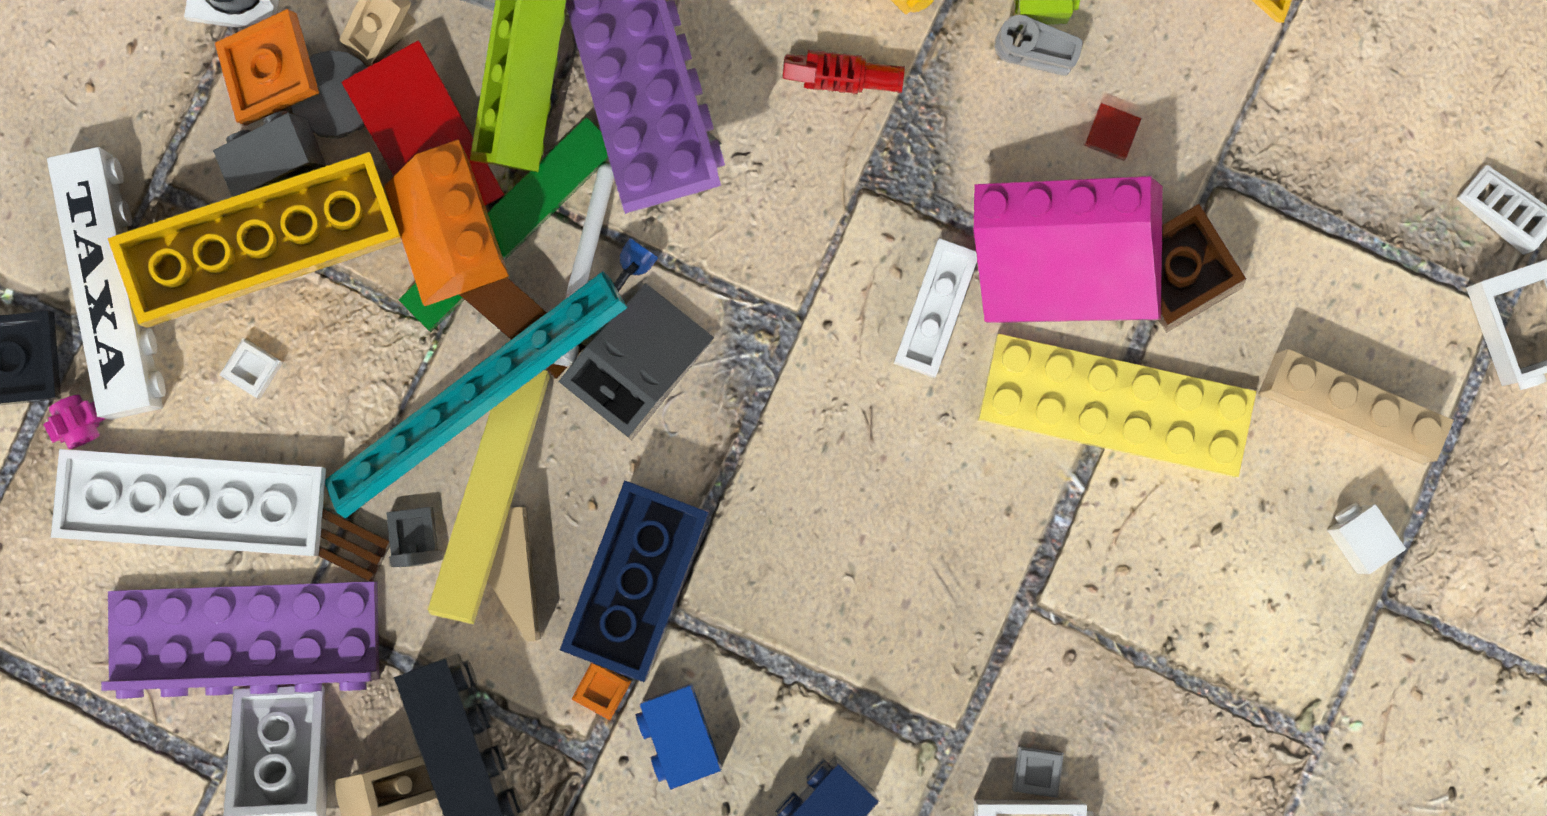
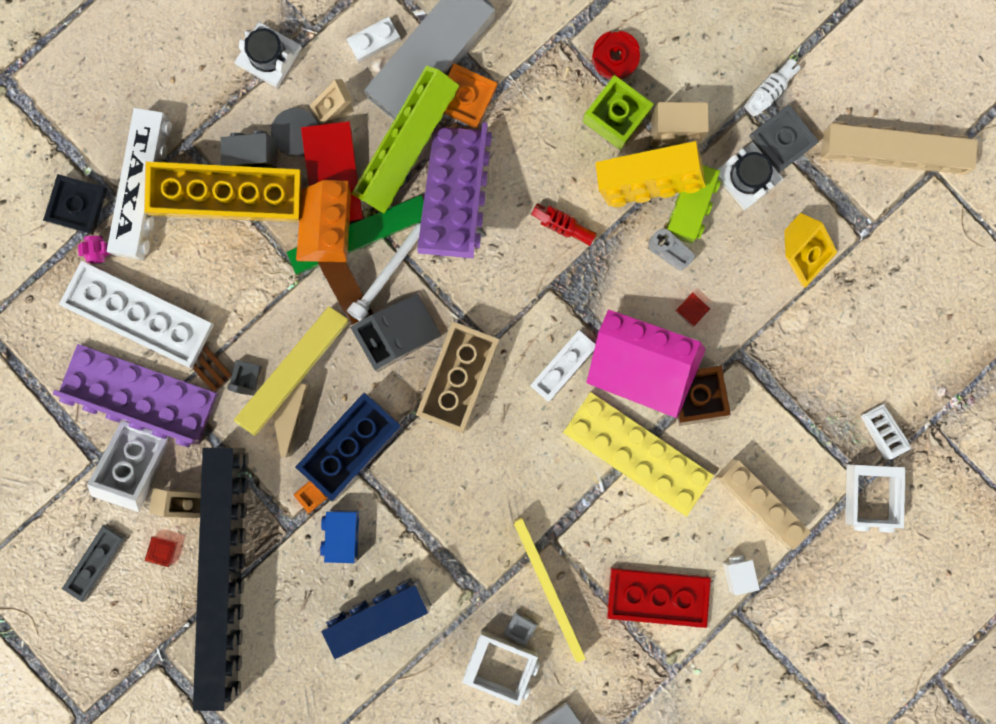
camera: 20 degrees right, 0 degrees up
(251, 368) = (196, 257): white tile -> none
(266, 67) = (265, 105): orange plate -> none
(474, 394) = (305, 316): teal tile -> none
(634, 261) = (416, 279): blue hinge -> none
(770, 395) = (457, 377): none -> tan brick
(1060, 687) = (549, 590): none -> light yellow tile
(1244, 629) = (658, 597): none -> red tile

